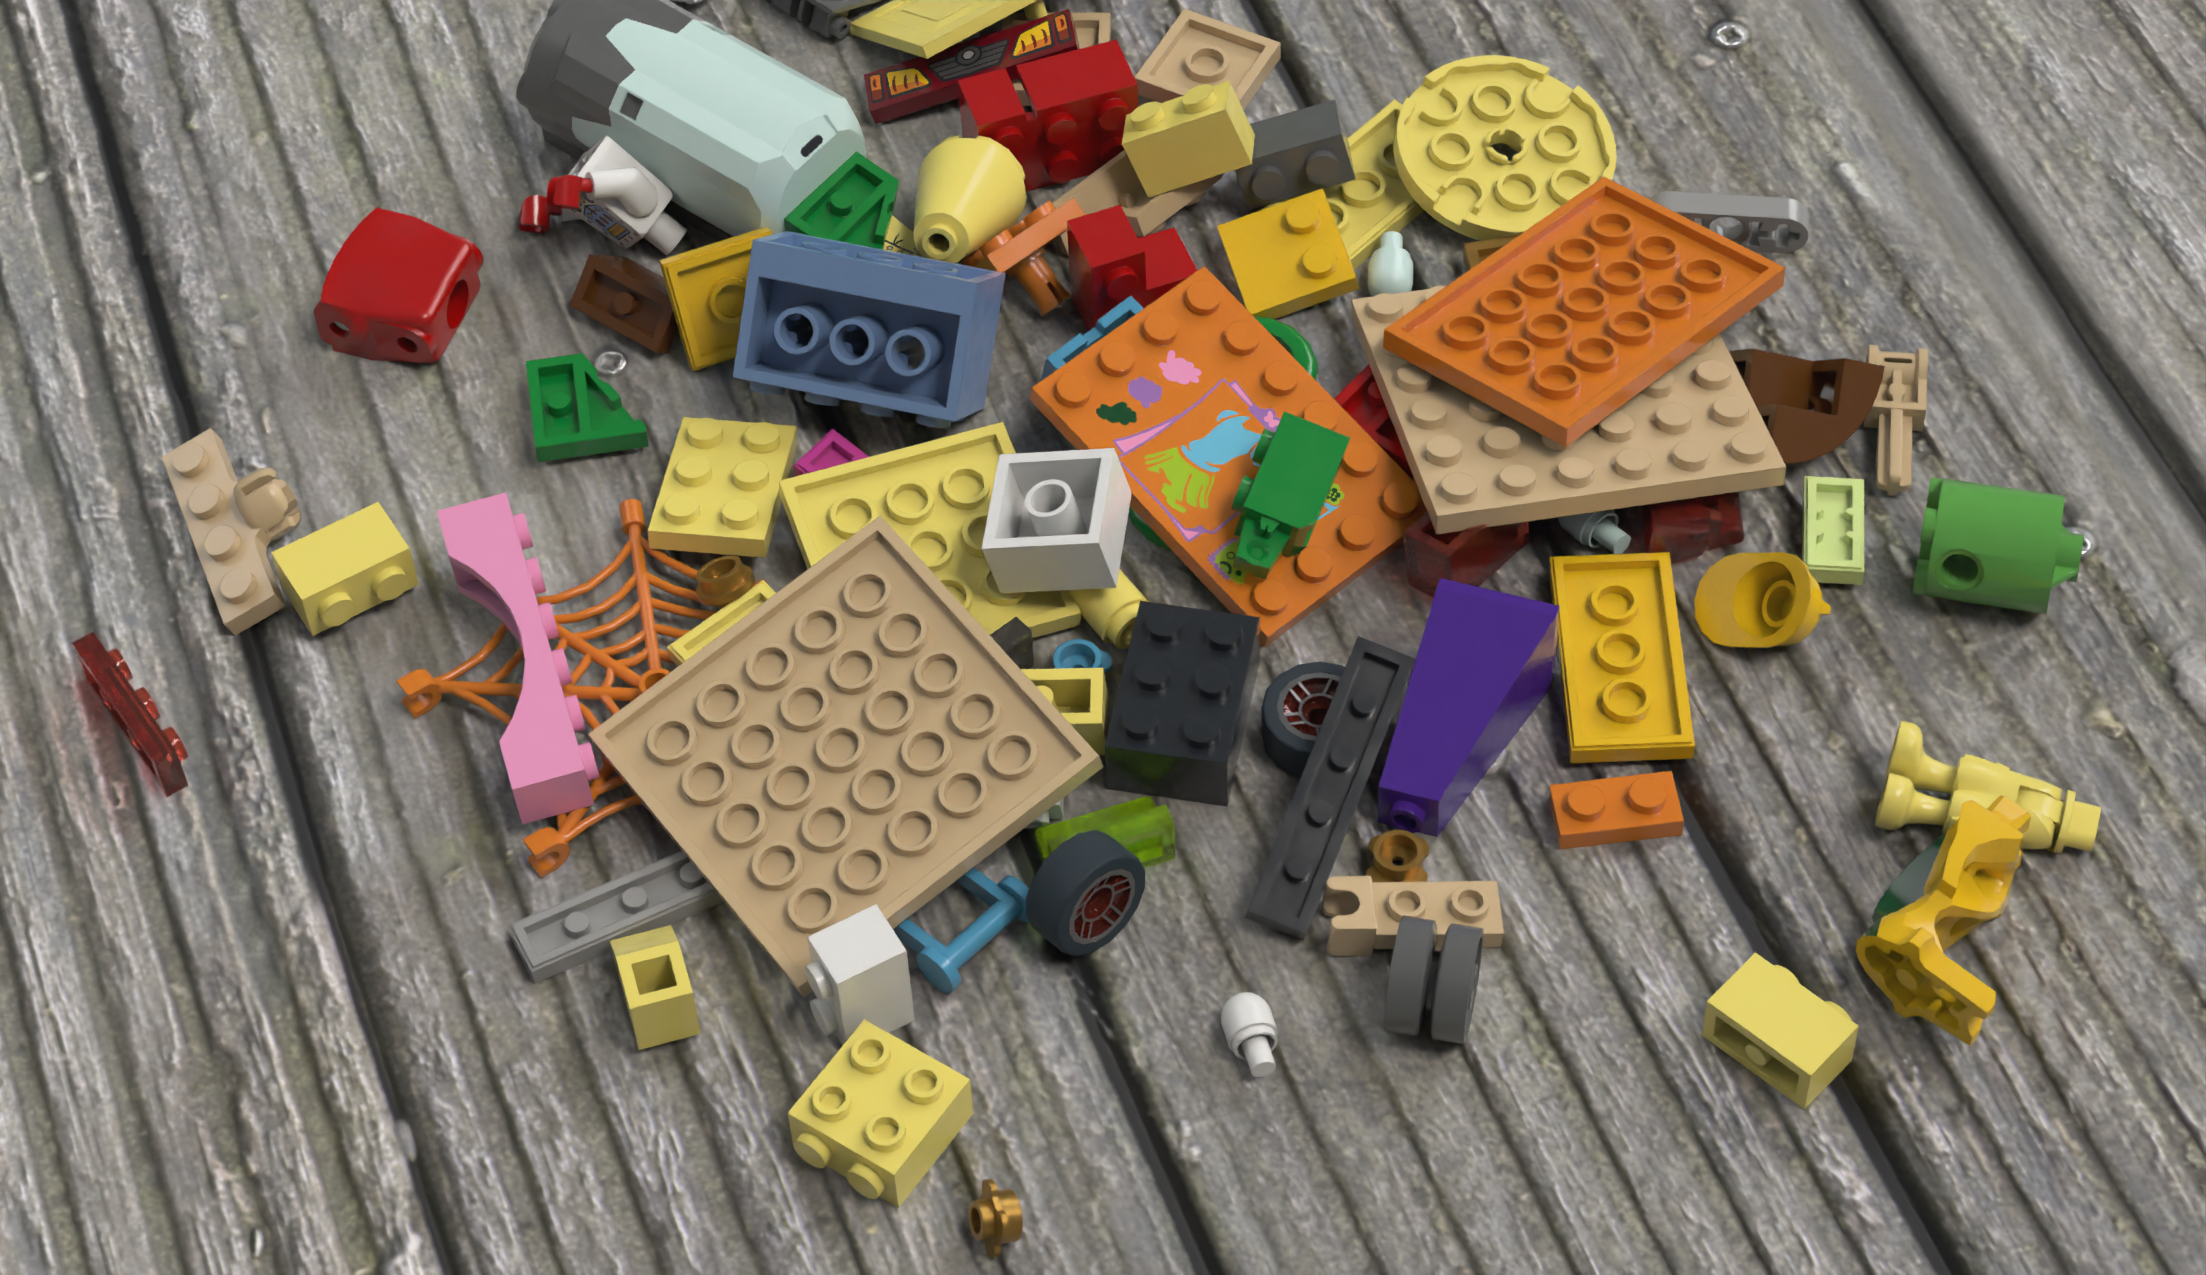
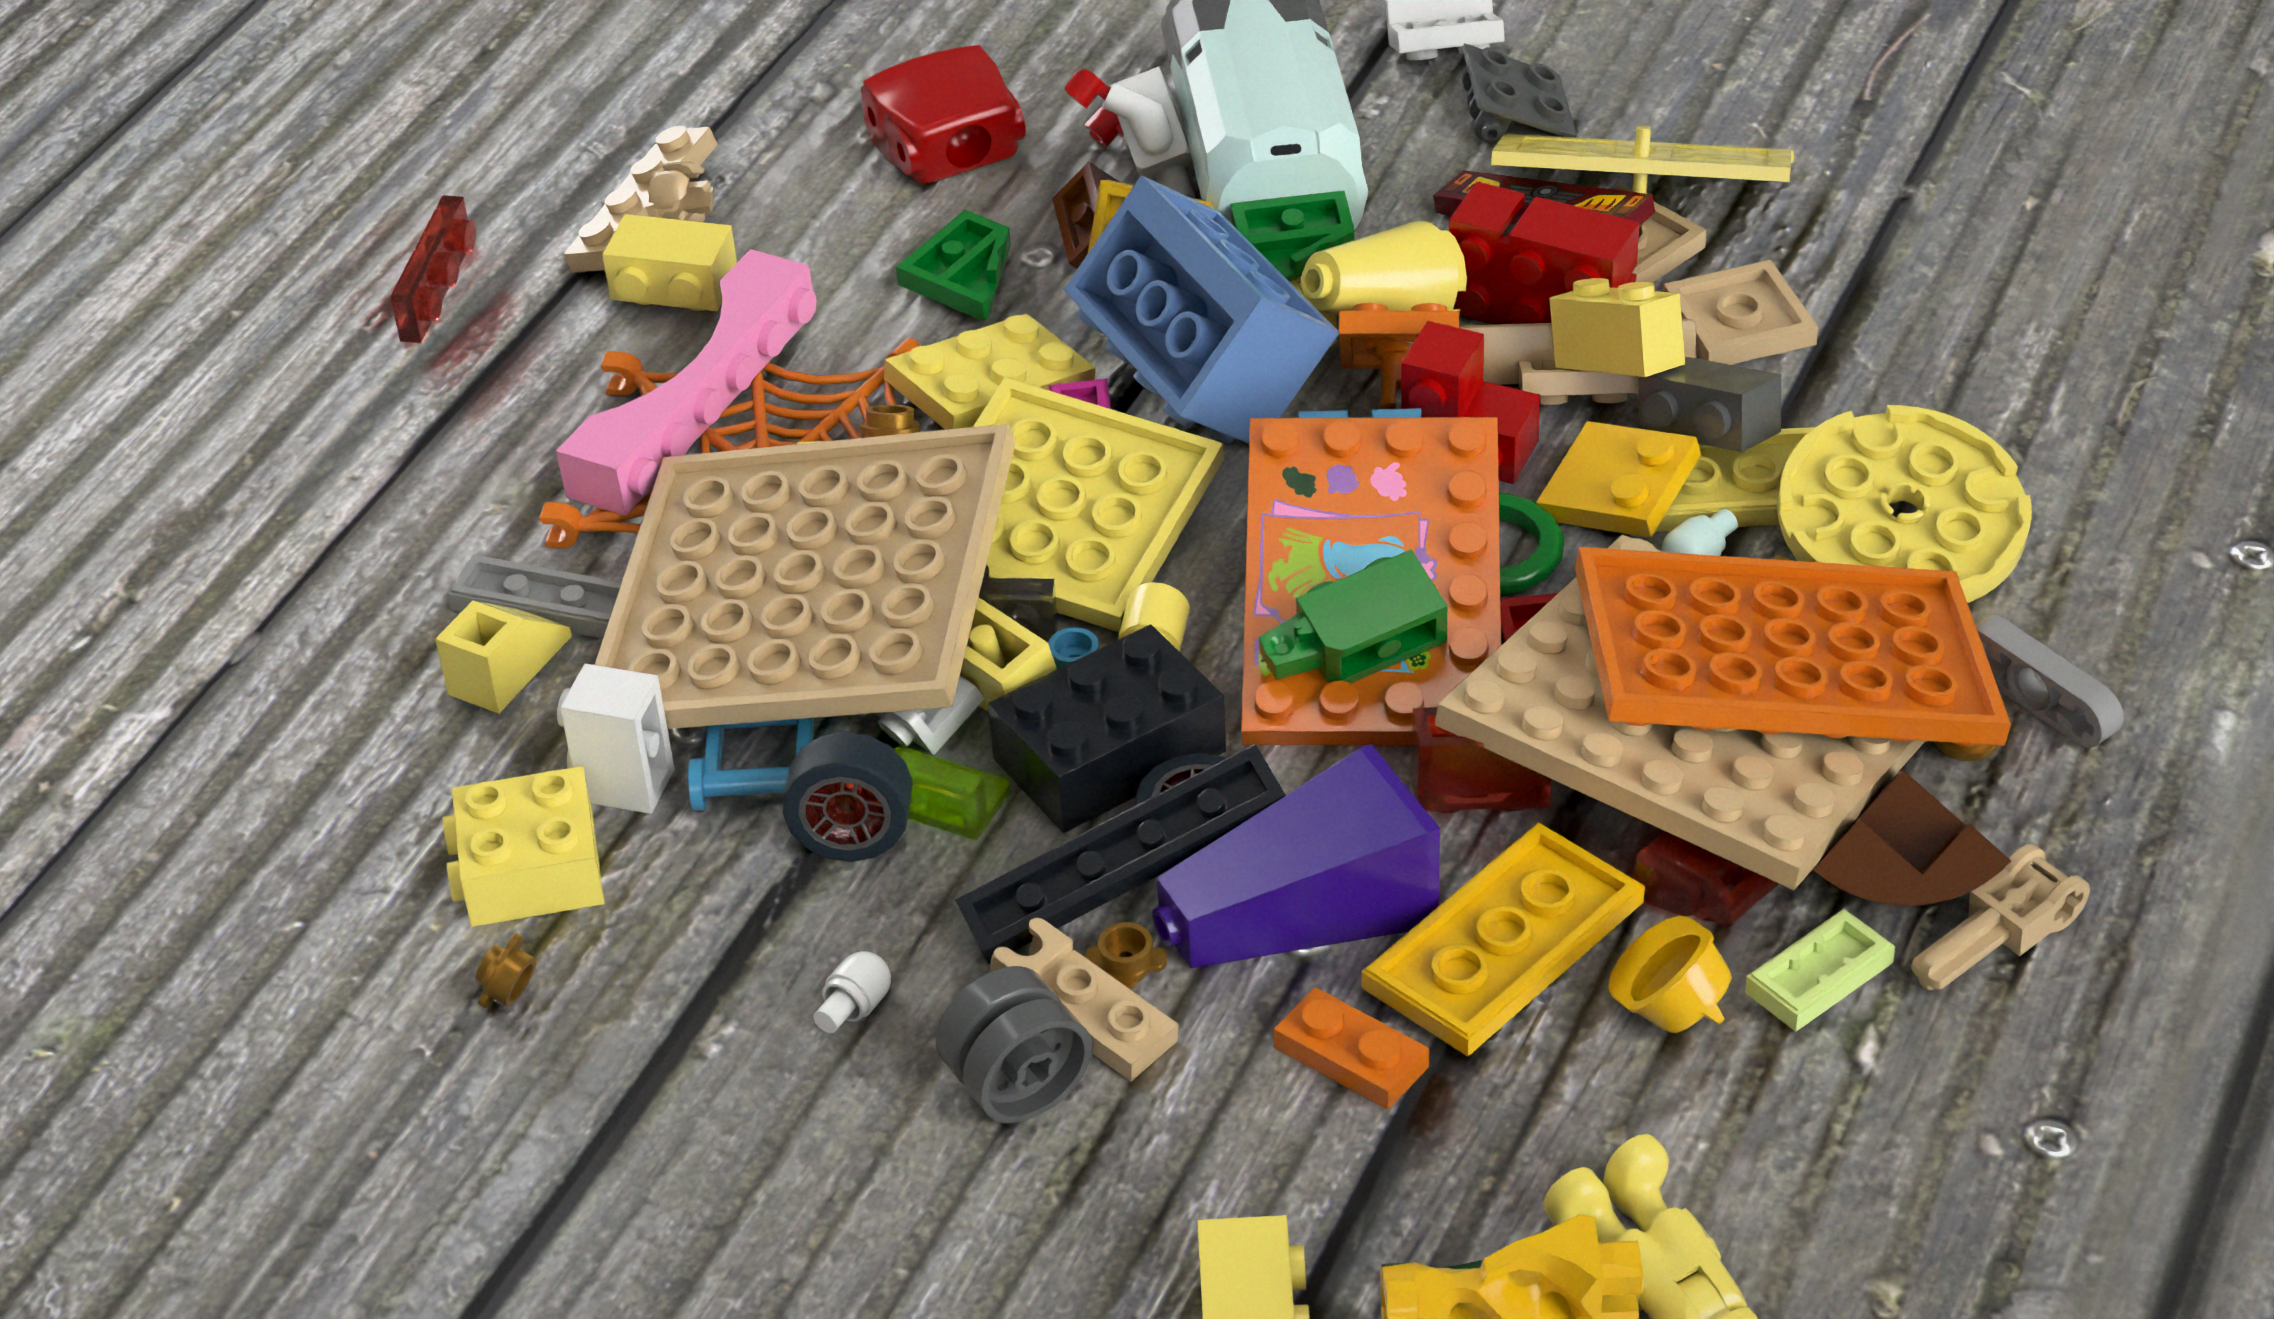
camera: 45 degrees right, 10 degrees down
(1057, 521) = (1149, 521): white brick -> none
(1597, 530) = (1615, 833): light aqua cylinder -> none
(1994, 546) = (1928, 1065): bright green cylinder -> none

